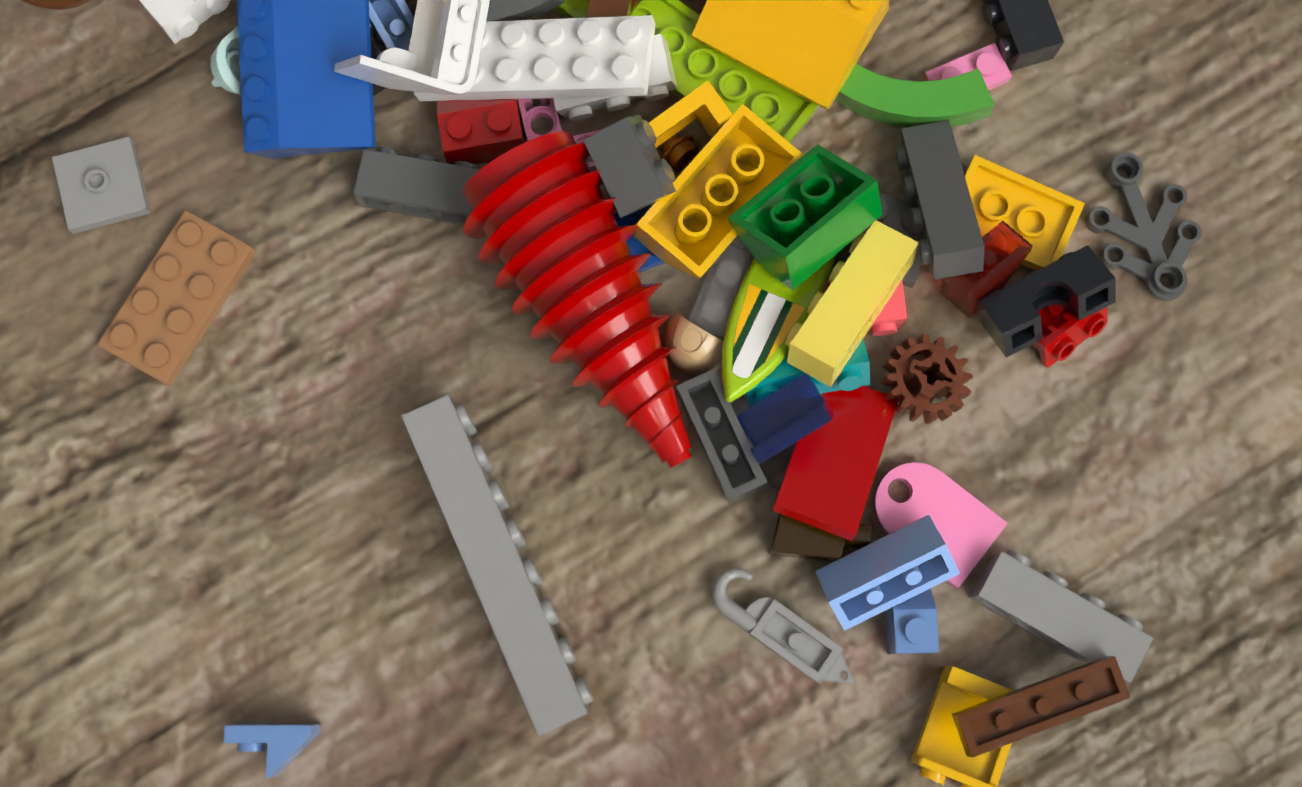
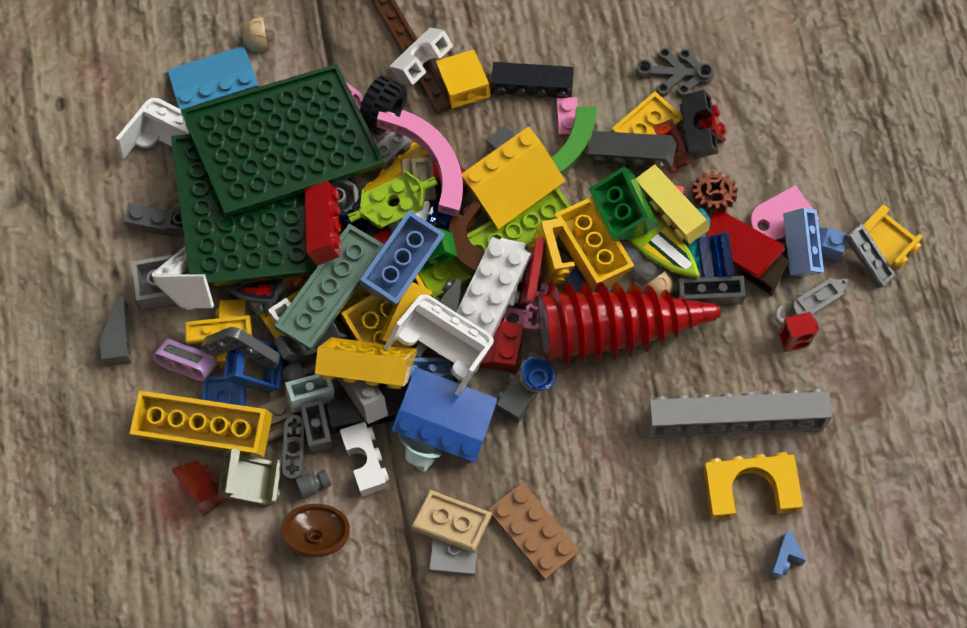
camera: 65 degrees left, 10 degrees down
(141, 160) = (452, 521): none -> tan tile
(427, 674) = (777, 470): none -> yellow arch
(430, 189) = (537, 374): none -> blue hair
(603, 116) = (531, 274): none -> red tile
(631, 164) = (570, 270): dark grey brick -> none
(702, 621) = (798, 331): none -> red brick
(916, 707) = (870, 255): none -> dark grey tile
(1040, 706) = (888, 200): reddish brown plate -> none
(1058, 615) = (847, 180): light grey brick -> none

